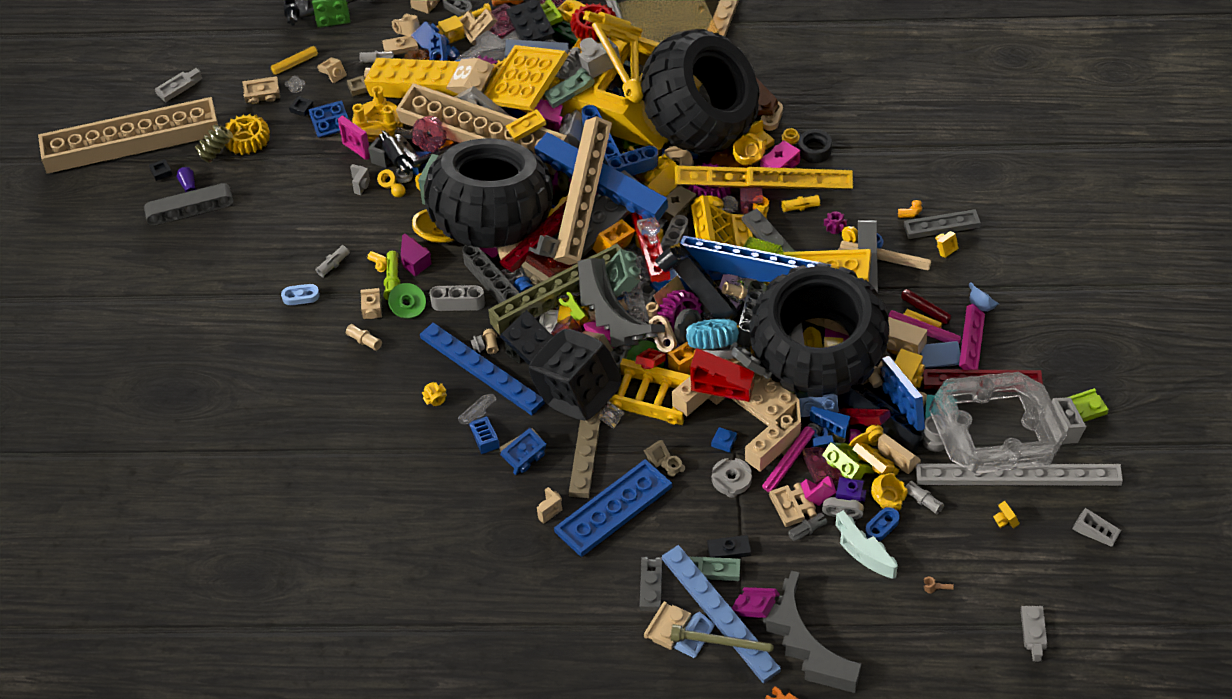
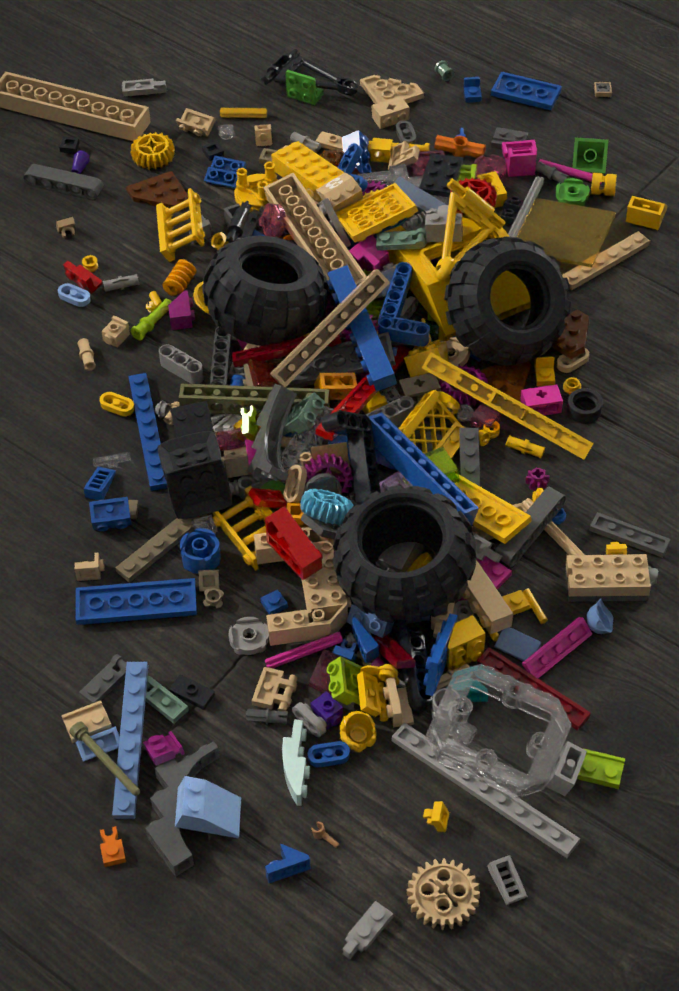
camera: 35 degrees right, 0 degrees up
(213, 143) = (119, 143): olive piece -> none
(231, 240) = (64, 225): none -> tan tile
(286, 265) = (87, 263): none -> yellow bush
(287, 165) = (157, 190): none -> reddish brown plate
(294, 275) = (82, 276): none -> red bracket
(337, 199) = (165, 225): none -> yellow fence
(354, 137) = (222, 192): dark pink tile -> none
(383, 227) = (179, 277): none -> light orange piece
(406, 25) = (349, 126): tan piece -> none
(409, 293) = (138, 337): bright green dish -> none
(433, 362) = (119, 404): none -> yellow plate
(434, 394) = (91, 428): yellow gear -> none
(526, 125) = (342, 252): yellow plate -> none
(546, 246) = (269, 359): dark grey panel -> none
(629, 435) = (200, 550): none -> blue brick
(650, 228) = (359, 390): clear plate -> none
(737, 291) = (385, 481): tan pin -> none
(748, 149) = (517, 374): yellow hair -> none
(750, 361) = (324, 546): dark grey plate -> none
(818, 492) = (300, 691): dark pink panel -> none
(834, 623) = (207, 808): none -> light blue slope
(913, 211) = (620, 508): light orange arm -> none
(924, 498) = (385, 755): light grey pin -> none
(926, 306) = (547, 596): dark red axle -> none
(932, 331) = (521, 612): dark pink axle -> none
(933, 622) = (292, 863): none -> blue slope
(959, 264) = (609, 577): none -> tan piece
(1064, 567) = (428, 905): none -> tan gear

